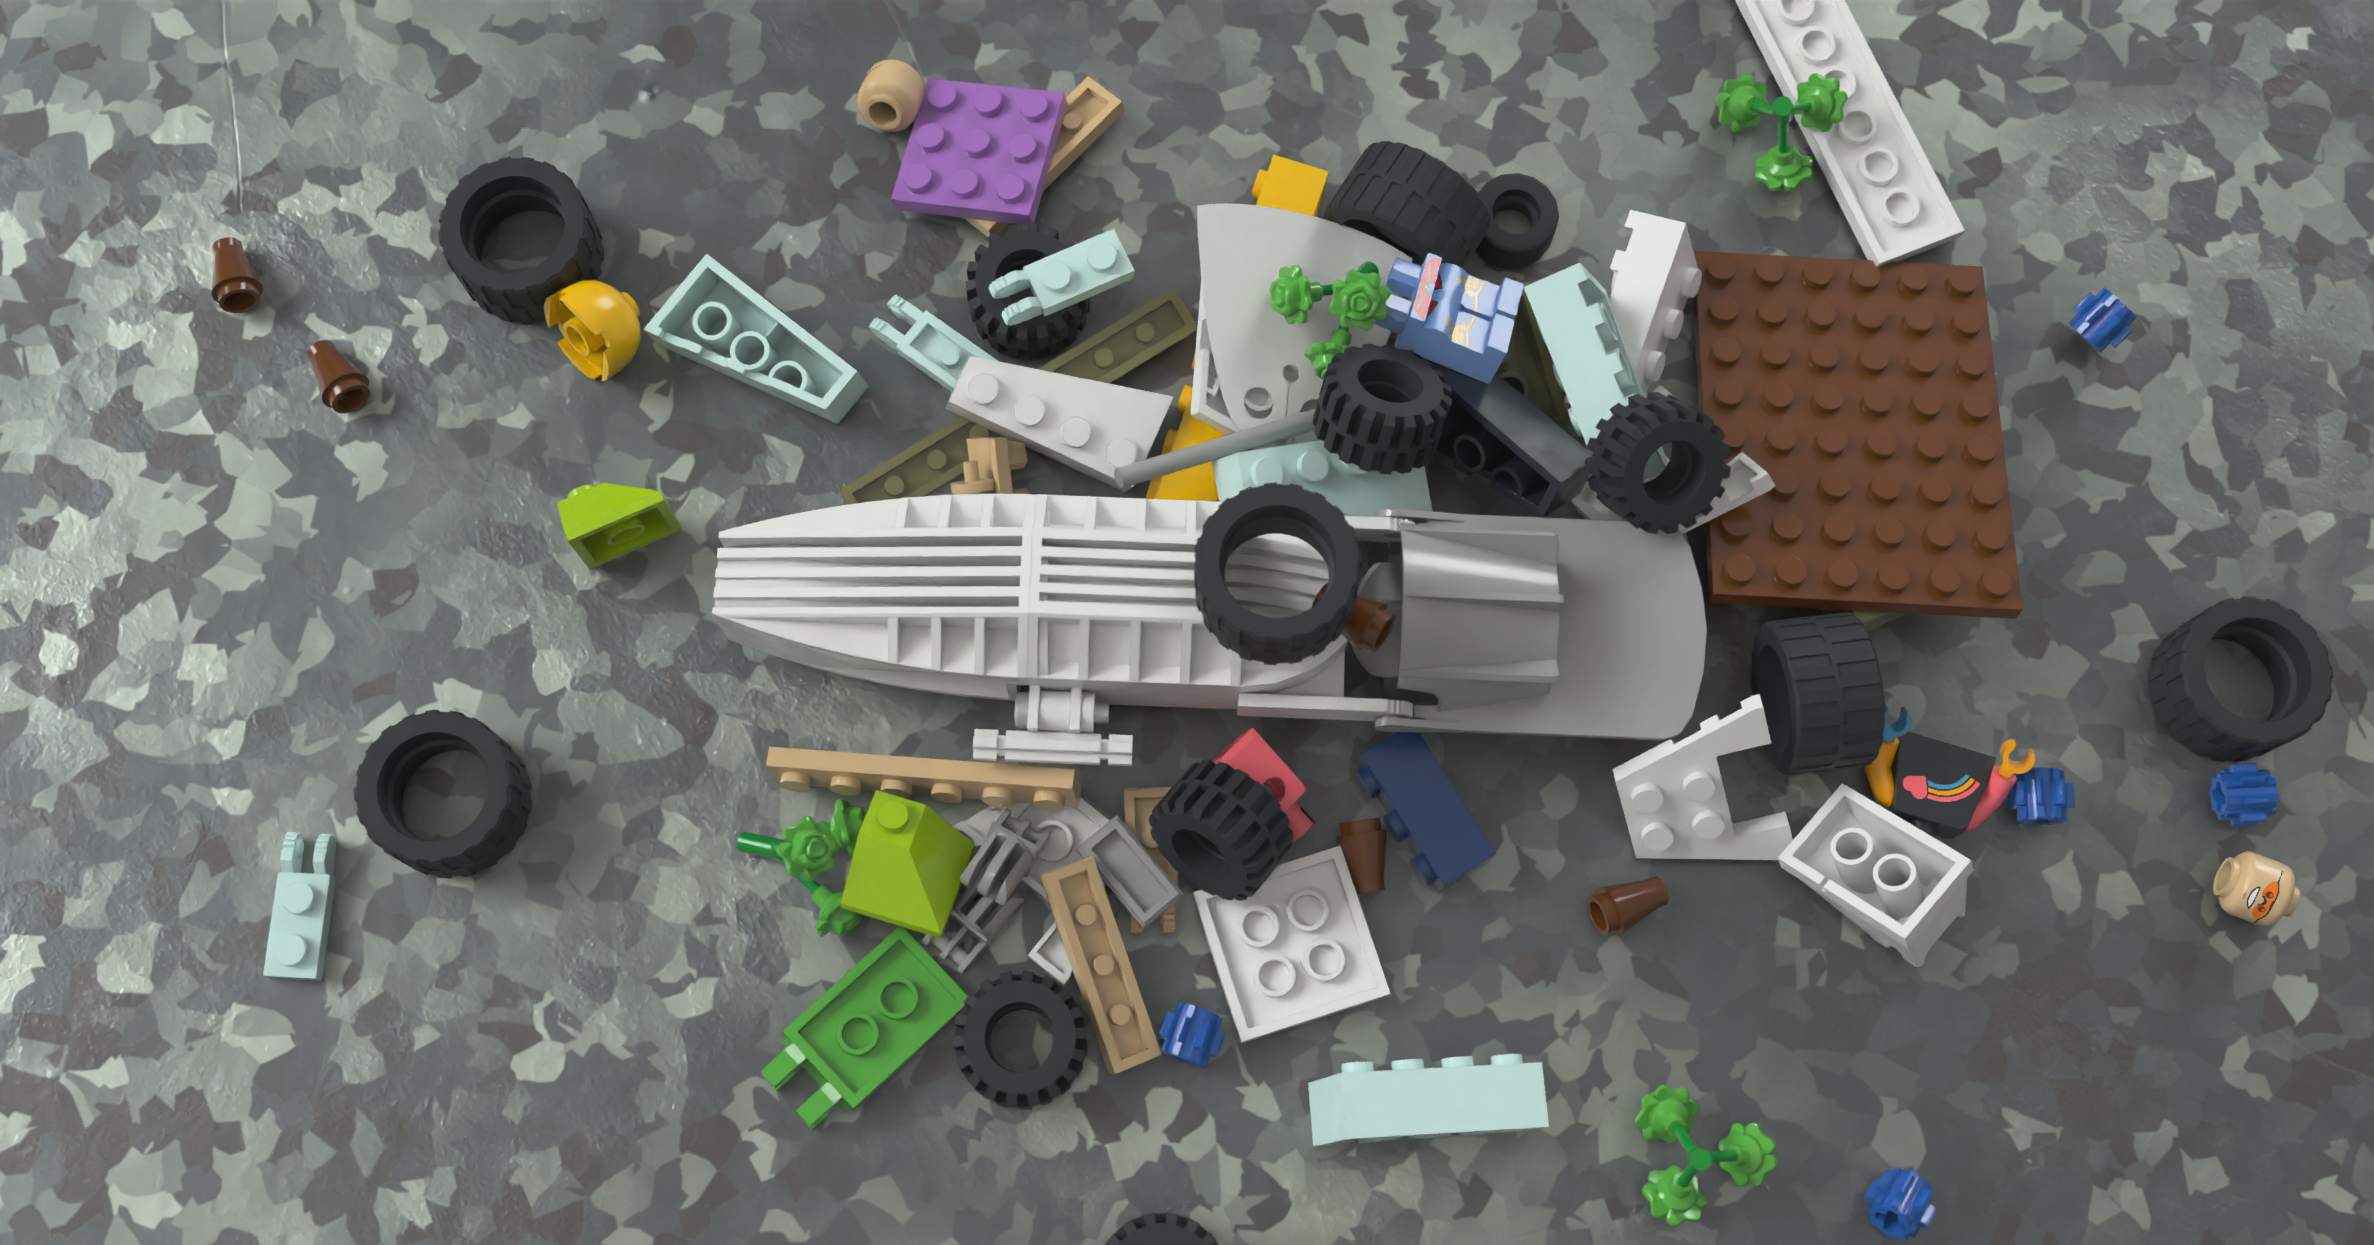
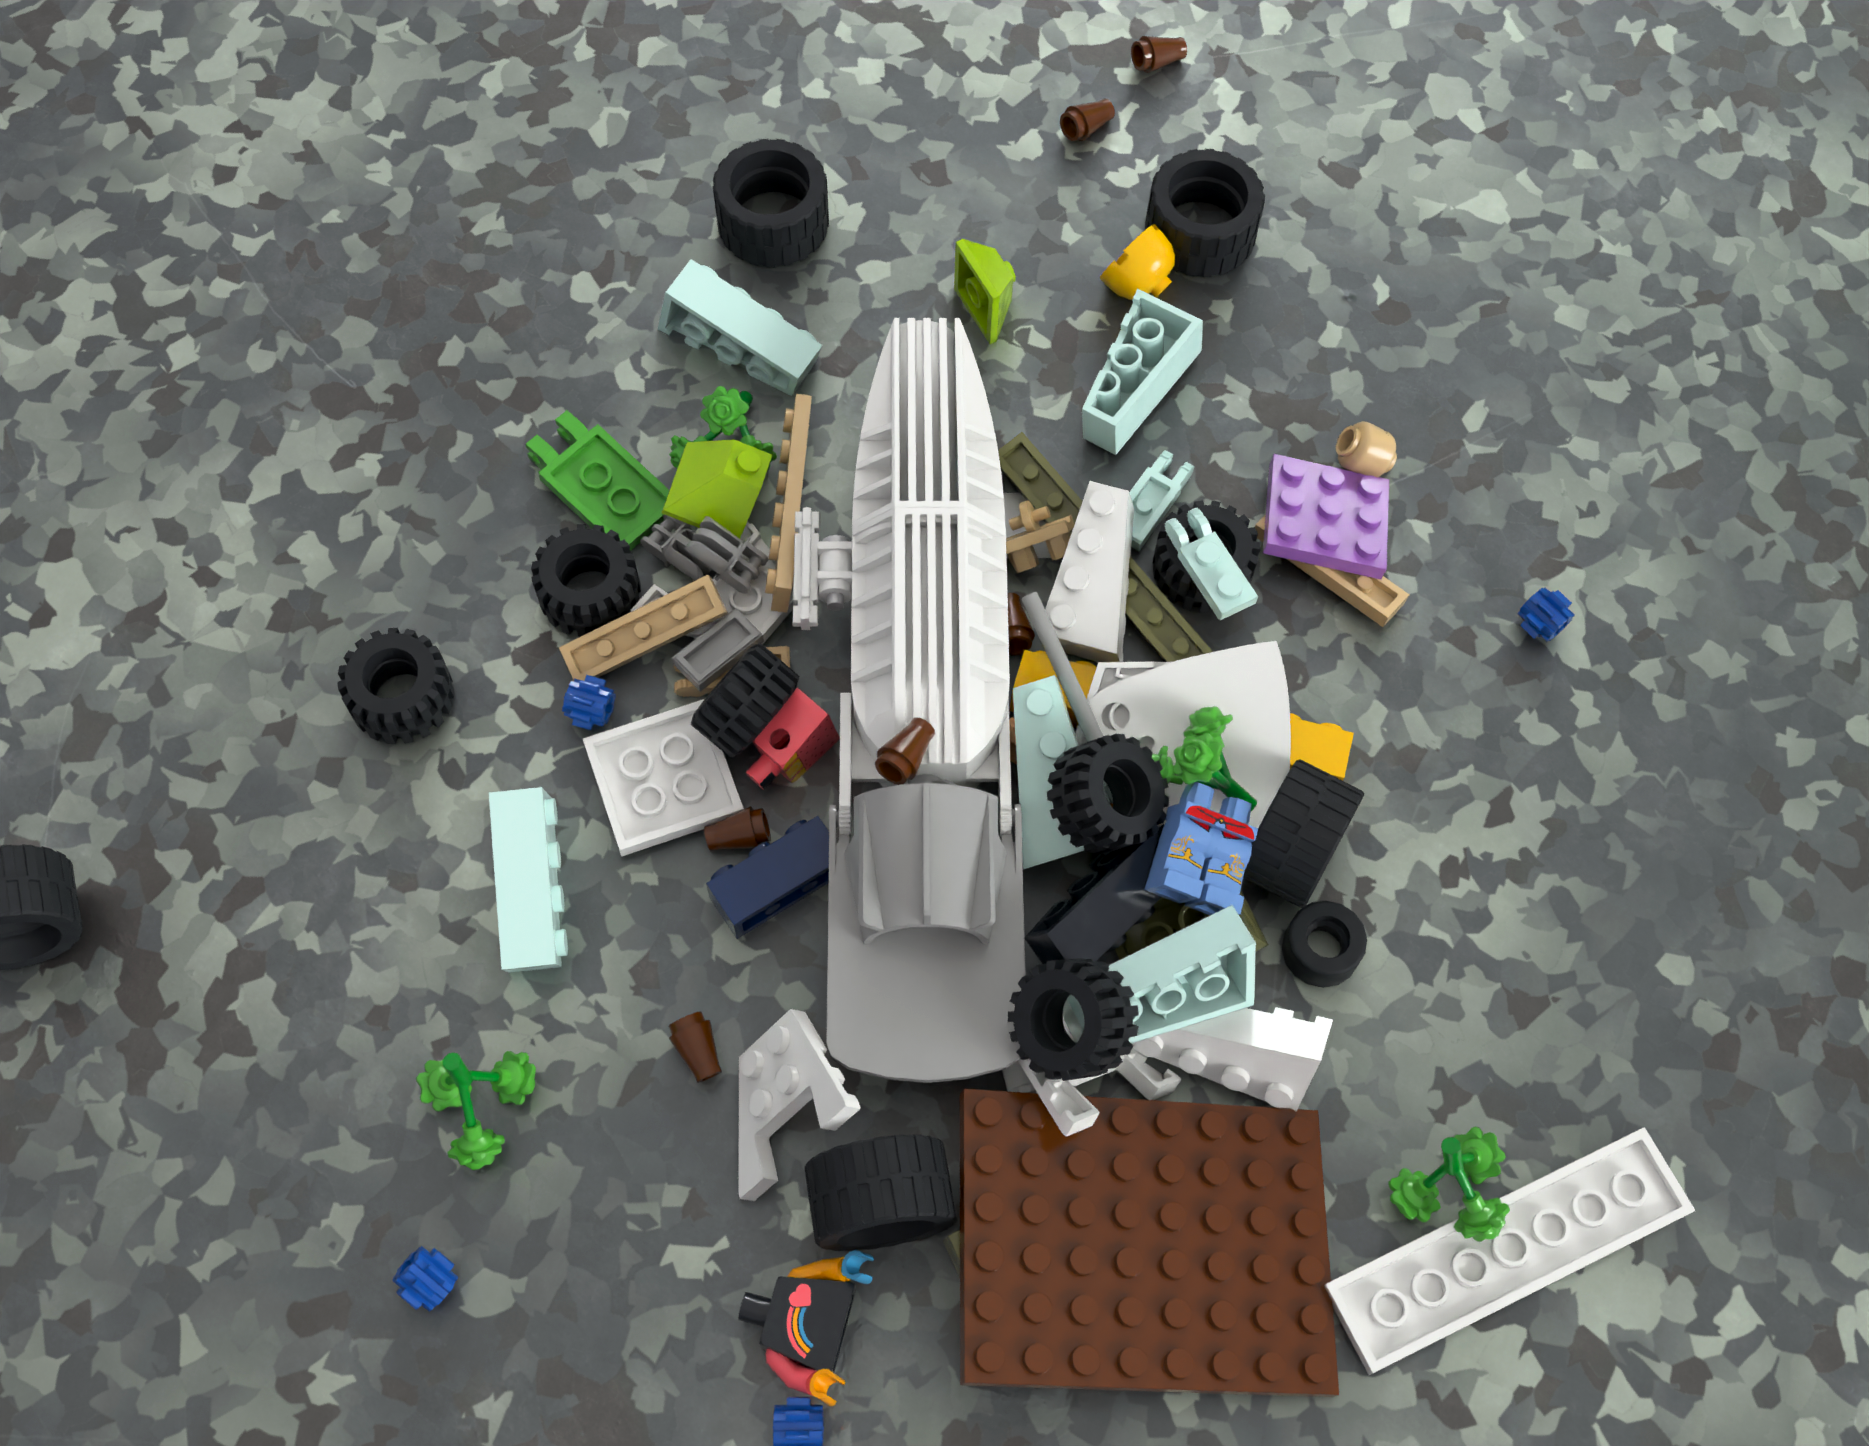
camera: 90 degrees right, 10 degrees down
(301, 911) = (692, 138): light aqua hinge -> none
(648, 842) = (737, 328): none -> light aqua wedge
(1277, 511) = (929, 618): black tyre -> none
(1880, 872) = (713, 1256): white piece -> none

